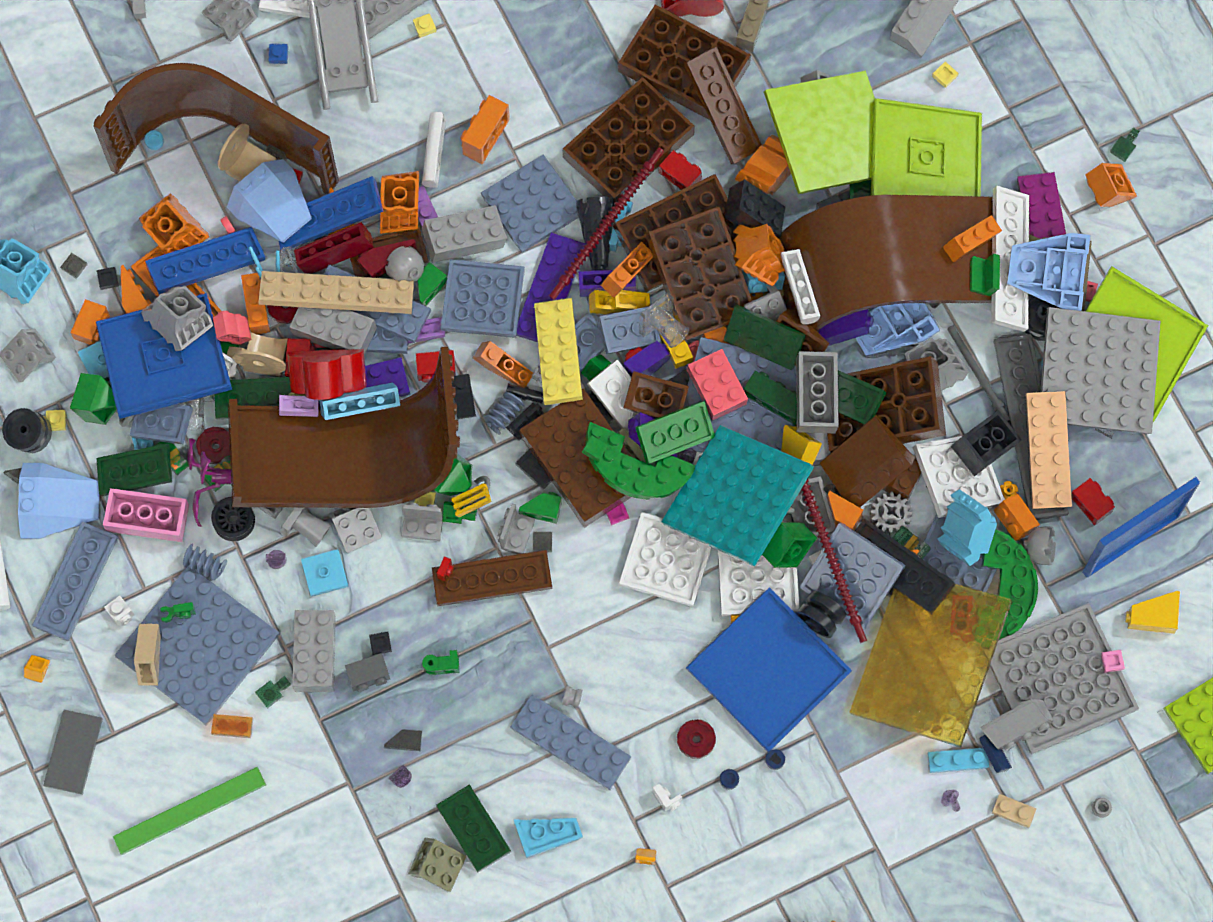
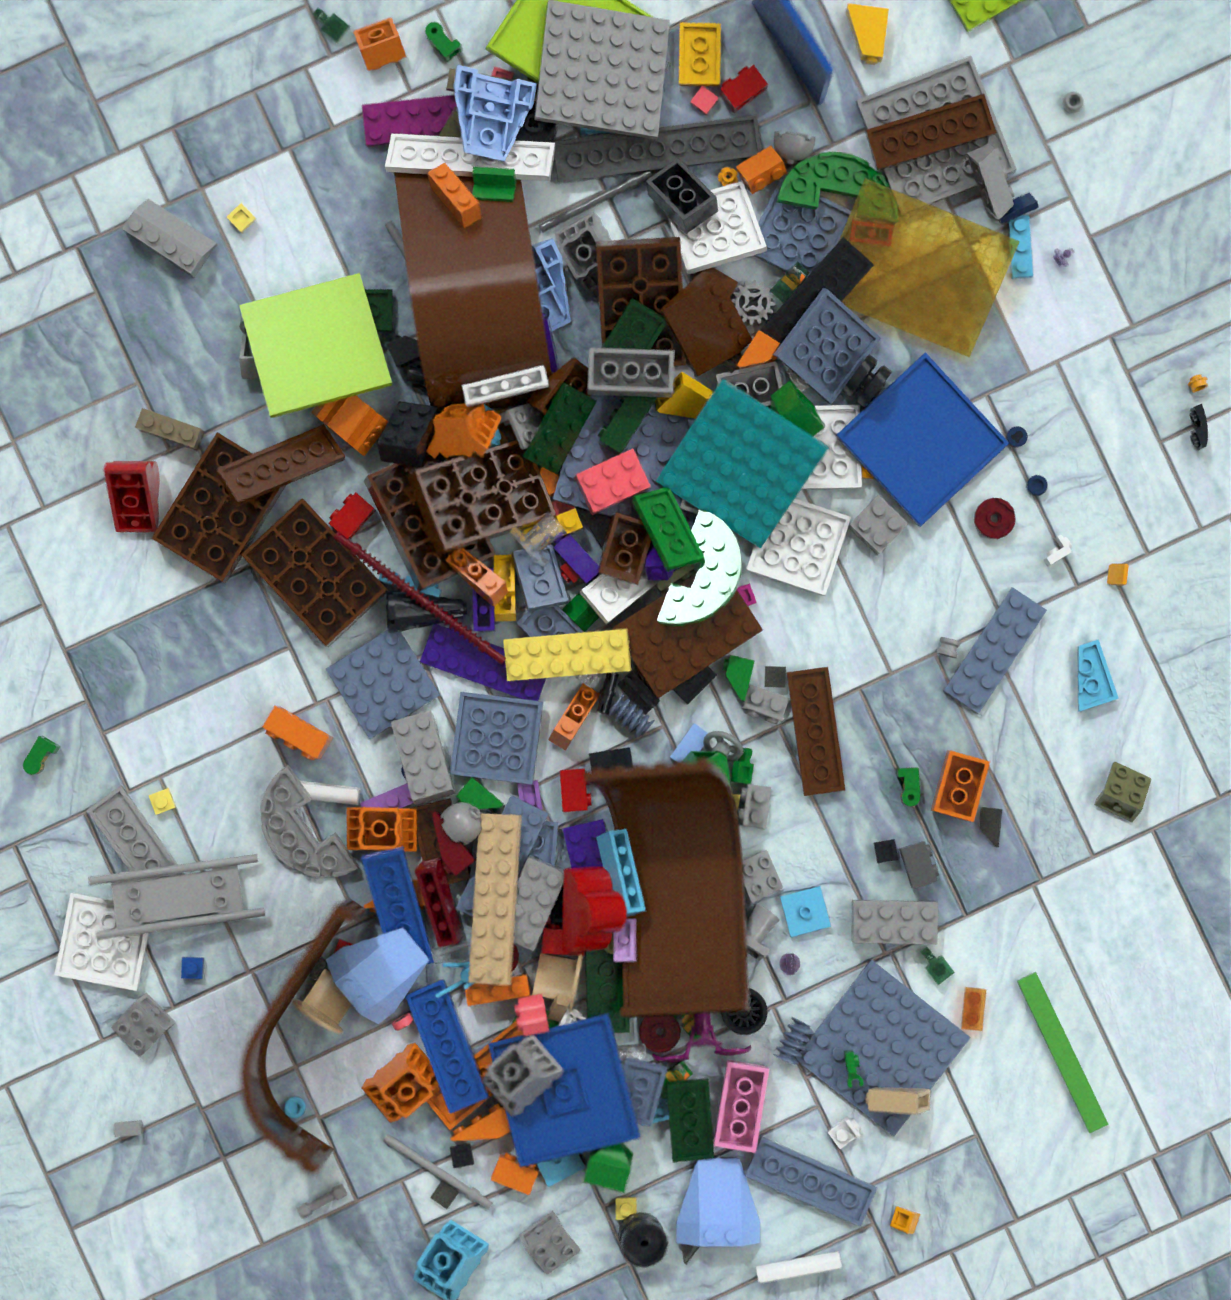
camera: 90 degrees left, 15 degrees up
(73, 288) = (472, 1194): none -> light grey bar
(73, 752) = (997, 1178): dark grey tile -> none
(77, 175) = (337, 1193): none -> light grey bar
(395, 126) = (291, 837): none -> light grey plate
(401, 777) = (1030, 829): clear purple plate -> none
(441, 707) = (960, 786): none -> orange brick
(445, 569) = (810, 780): red plate -> none
(473, 828) = (1086, 753): dark green plate -> none
(480, 466) = (691, 742): none -> light blue tile
(483, 489) = (741, 766): yellow tile -> none
(595, 448) = (691, 615): green tile -> none
(686, 629) = (877, 525): none -> light grey brick
(854, 618) = (876, 345): dark red hose -> none
(925, 150) = (341, 244): lime tile -> none
(967, 528) = (782, 219): medium azure slope -> none
(1014, 811) = (1074, 192): tan plate -> none
(1048, 450) = (691, 129): light nougat plate -> none
(1062, 669) = (930, 132): none -> reddish brown plate
(1080, 468) = (704, 100): none -> coral tile
(1112, 240) = (441, 42): none -> green leg
(1112, 661) = (921, 79): bright pink tile -> none
(1122, 462) = (699, 54): none -> yellow plate

